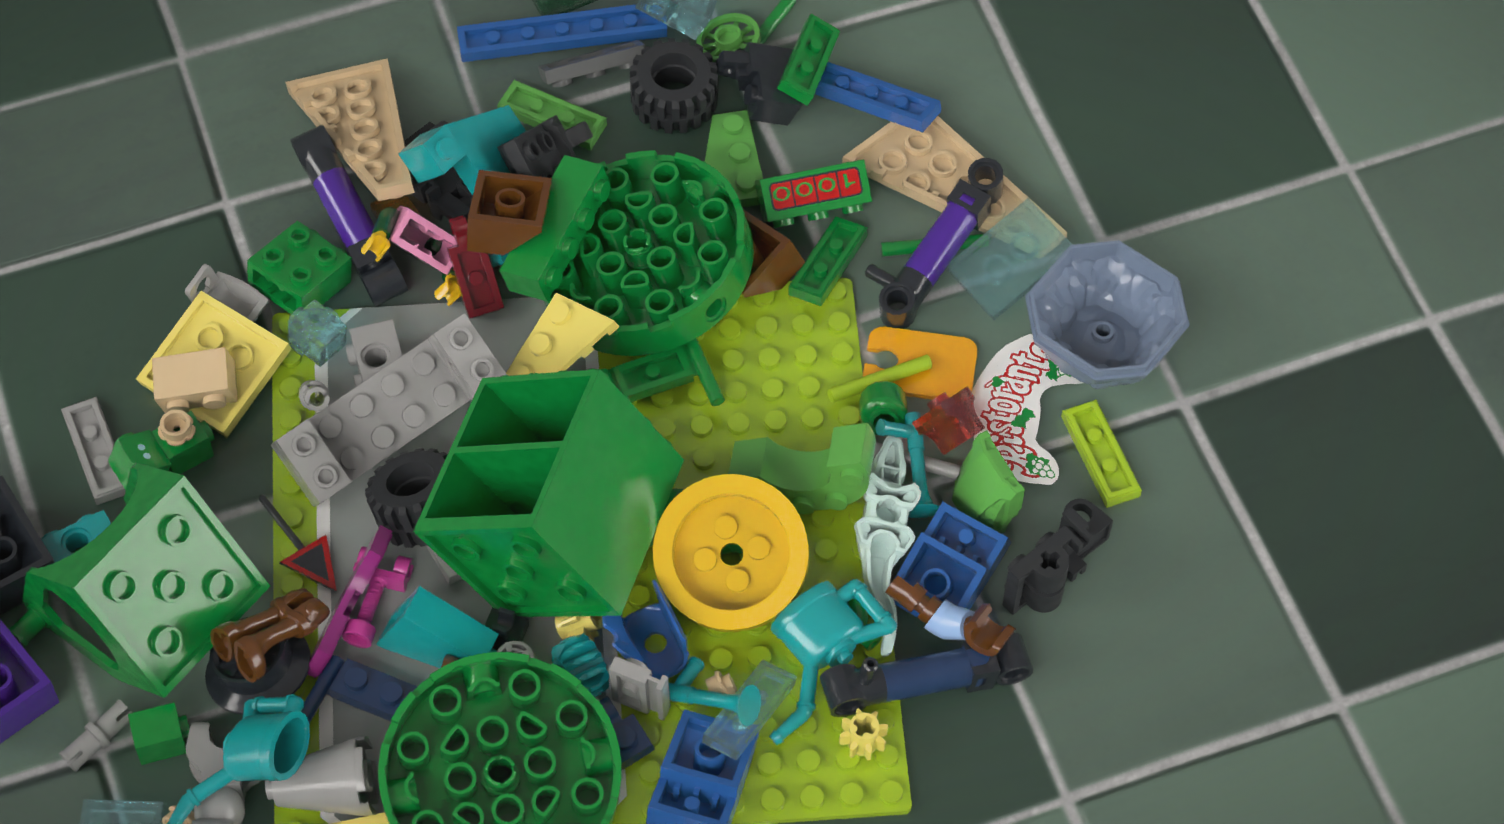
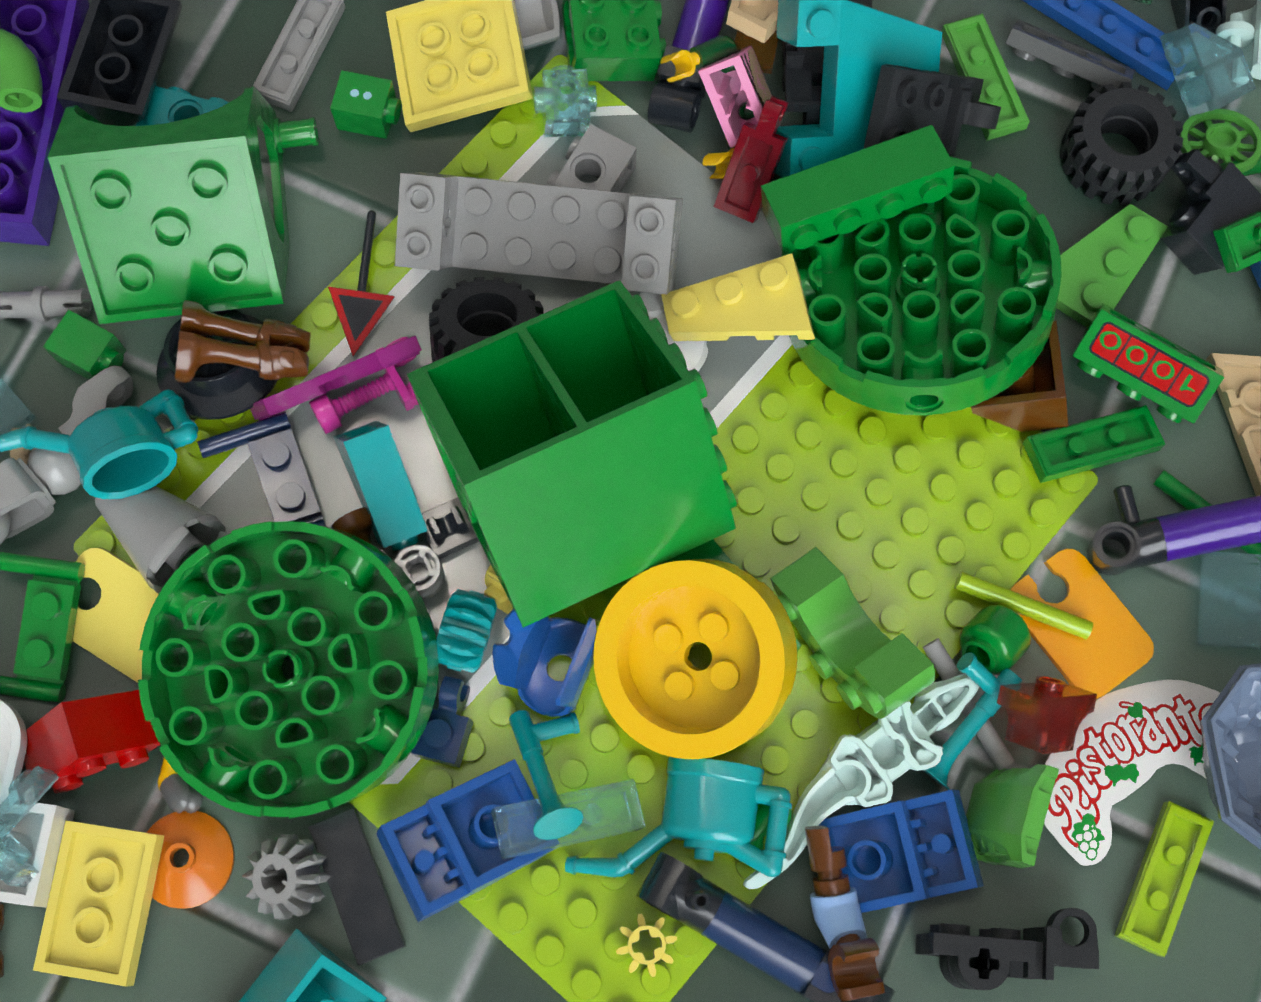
camera: 45 degrees right, 15 degrees up
(134, 449) = (309, 88): green brick -> none
(172, 420) = (357, 75): tan plate -> none
(194, 380) = (418, 55): tan brick -> none
(322, 397) = (498, 159): light grey pin -> none
(506, 211) = (820, 131): reddish brown slope -> none
(637, 689) = (488, 700): light grey plate -> none
(664, 372) = (815, 410): green plate -> none
(721, 683) = (568, 771): tan plate -> none

